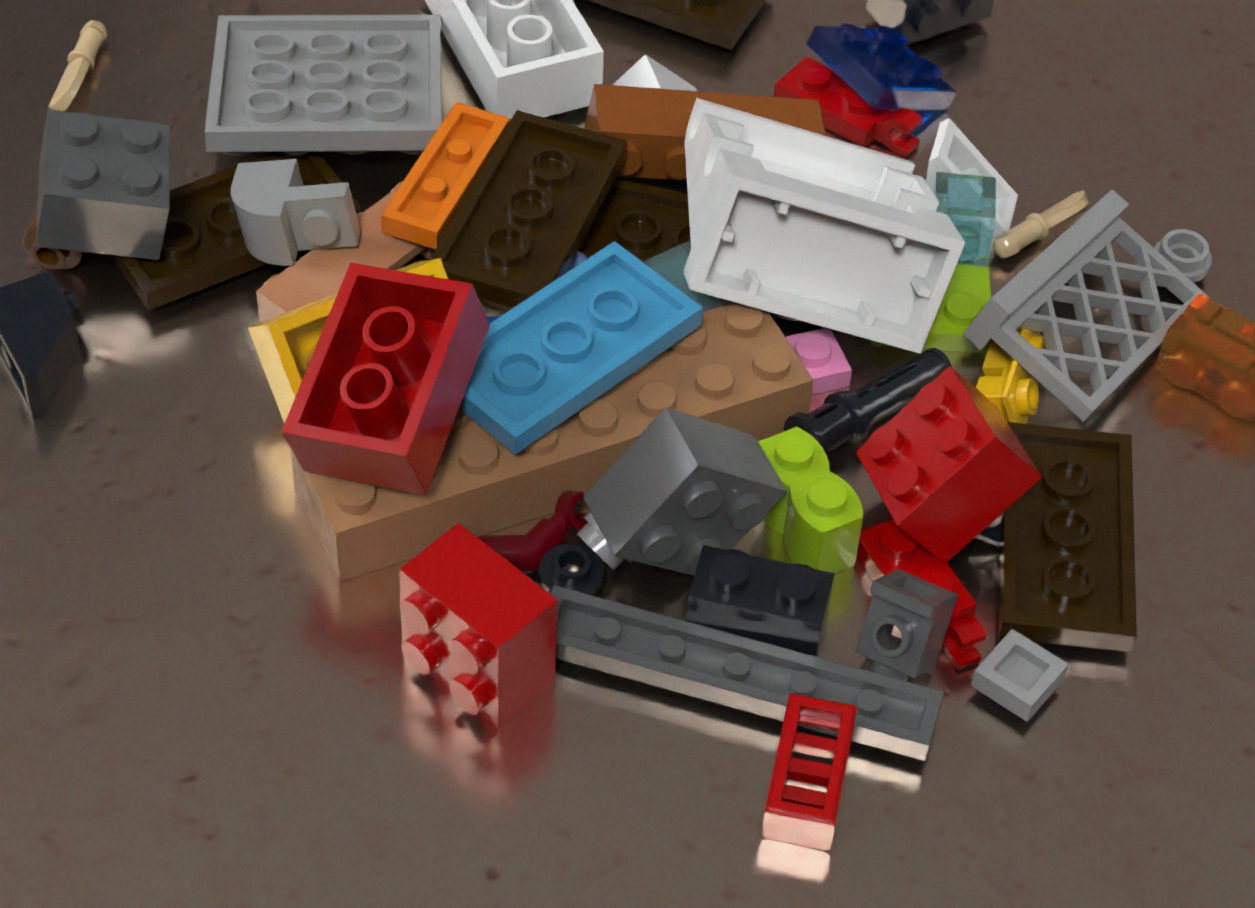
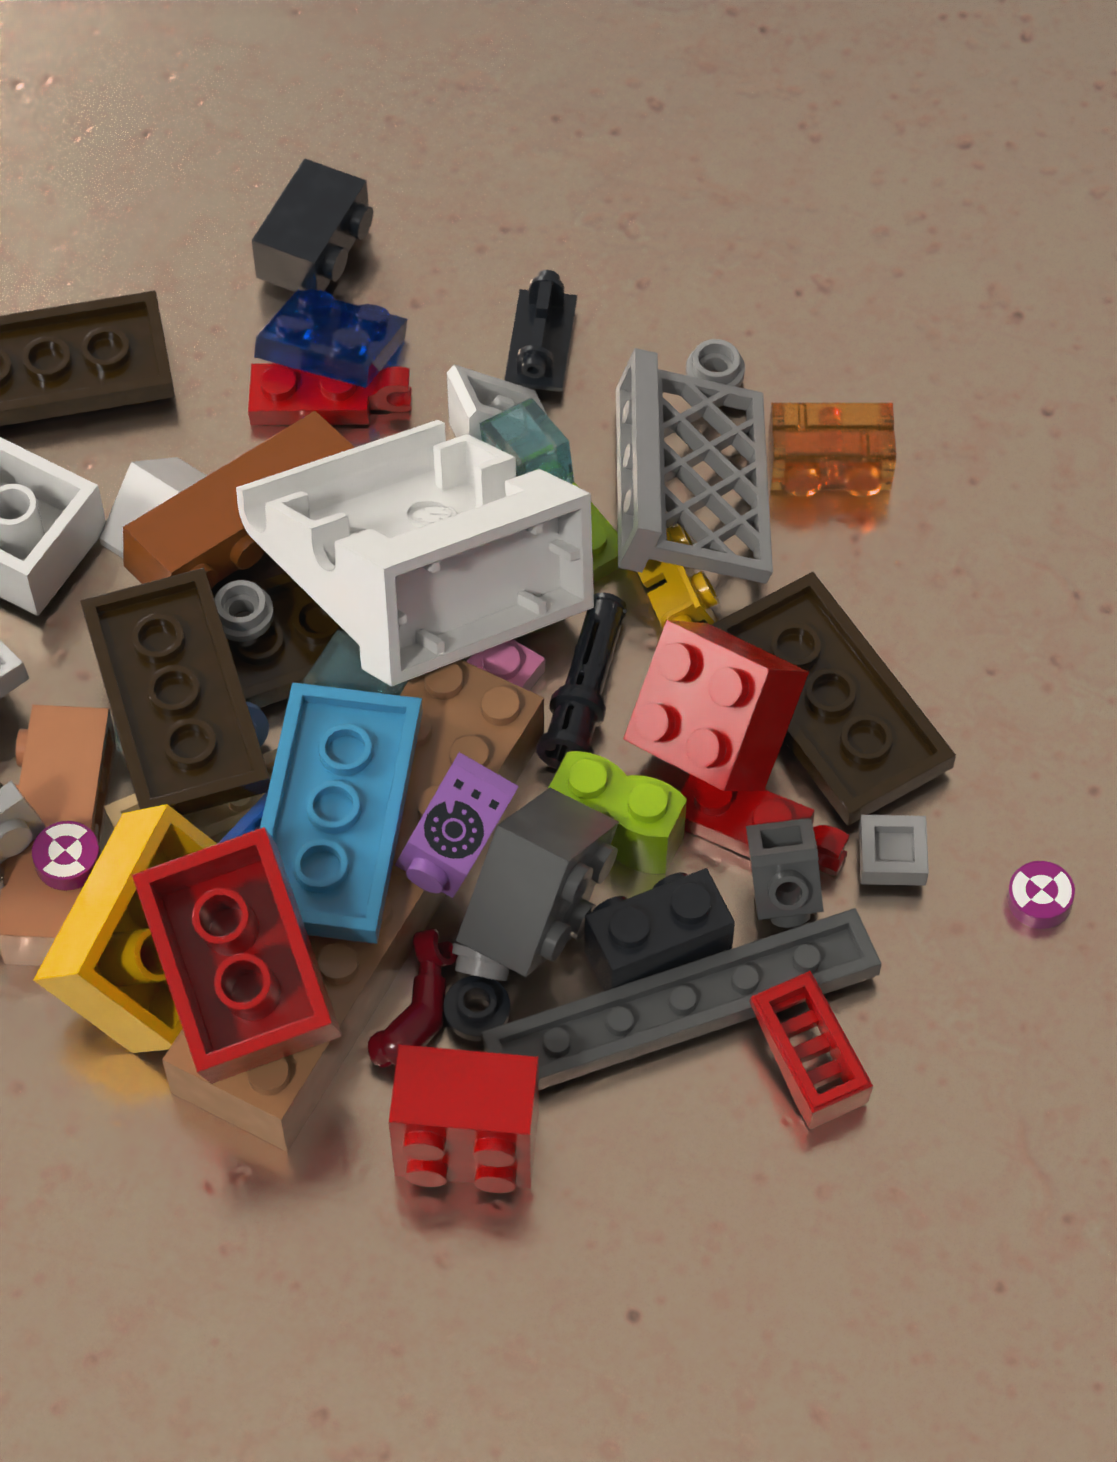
camera: 35 degrees left, 10 degrees up
(342, 253) = (65, 854): none -> magenta tile
(443, 176) = (70, 707): orange plate -> none
(636, 392) = (455, 826): none -> medium lavender slope
(638, 195) = (248, 597): none -> light grey plate
(1037, 225) = (577, 408): tan piece -> none
(1058, 158) = (541, 334): none -> black hinge
(1125, 793) = (1041, 894): none -> magenta tile

